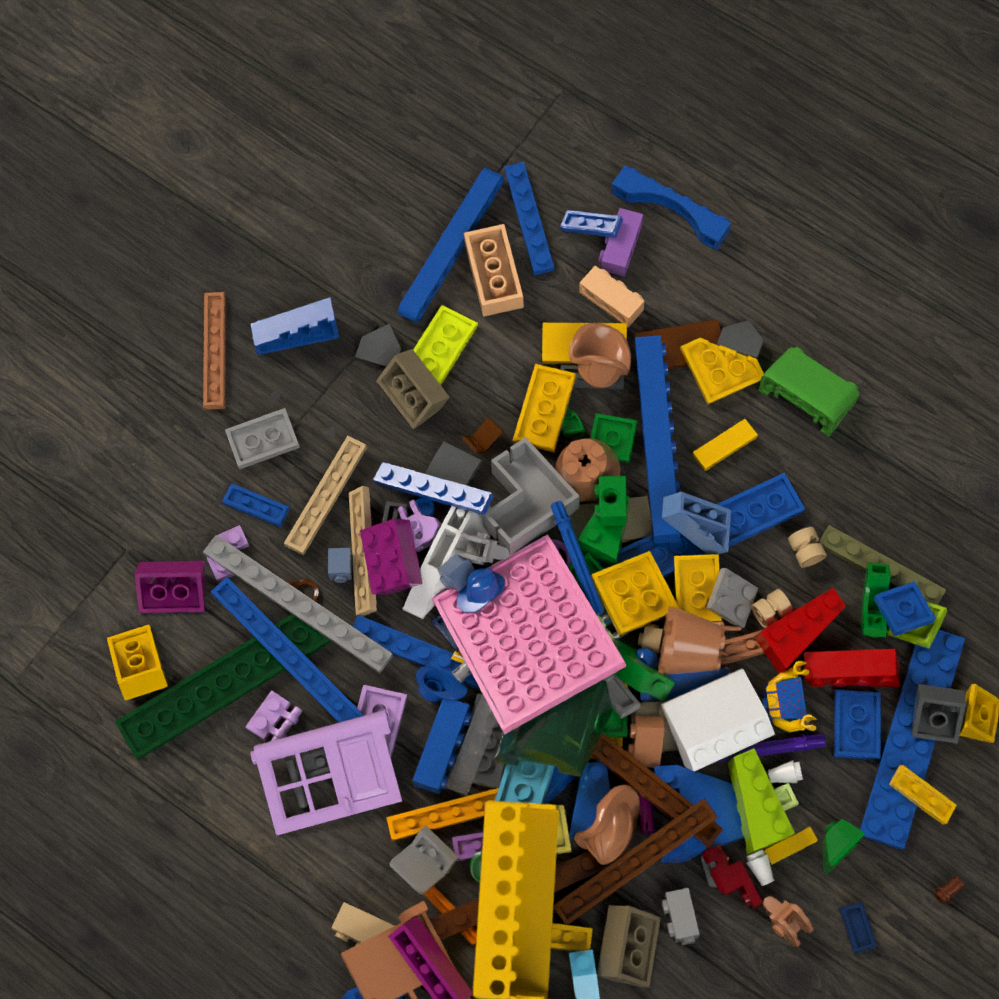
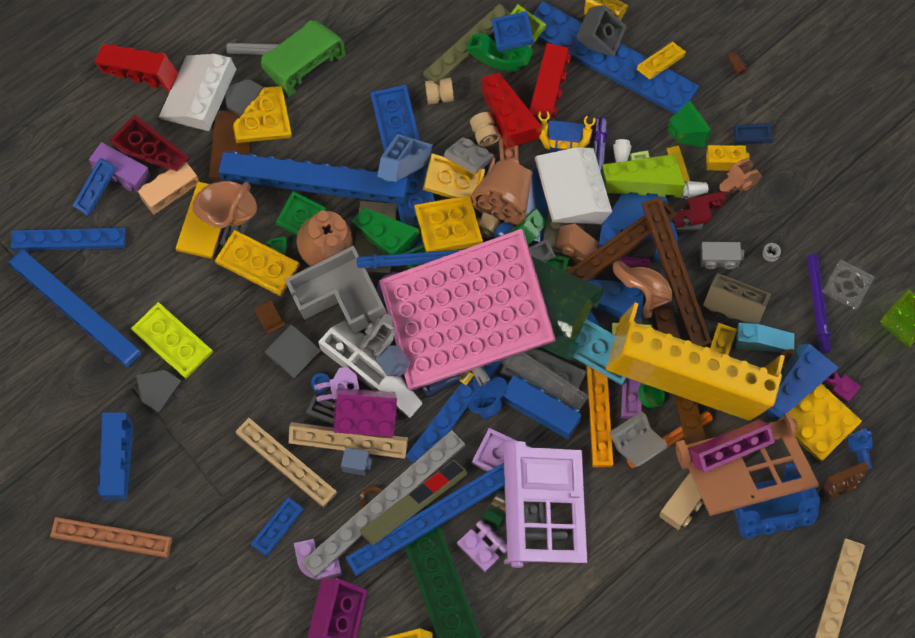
camera: 80 degrees left, 0 degrees up
(262, 438) = (214, 508): light grey plate -> none
(301, 632) = (413, 502): none -> olive tile
(308, 721) = (497, 511): none -> dark green leg
(412, 388) = (207, 366): dark tan slope -> none
(433, 488) = (309, 365): plate -> none
(480, 589) = (416, 344): blue piece -> none
(493, 270) = (113, 275): light nougat brick -> none
(611, 513) = (360, 210): green brick -> none
(635, 187) = (127, 97): blue arch -> none
(651, 258) = (145, 143): none -> dark red wedge
(710, 980) = (770, 257): none -> light grey bush
(725, 444) = (331, 132): yellow tile -> none
(735, 295) = (198, 90): none -> white slope
(747, 225) = (137, 65): none -> red wedge
(806, 334) = (249, 48): none -> light grey axle
(813, 899) = (724, 157): none -> yellow brick
(857, 724) = (592, 94): blue tile -> none

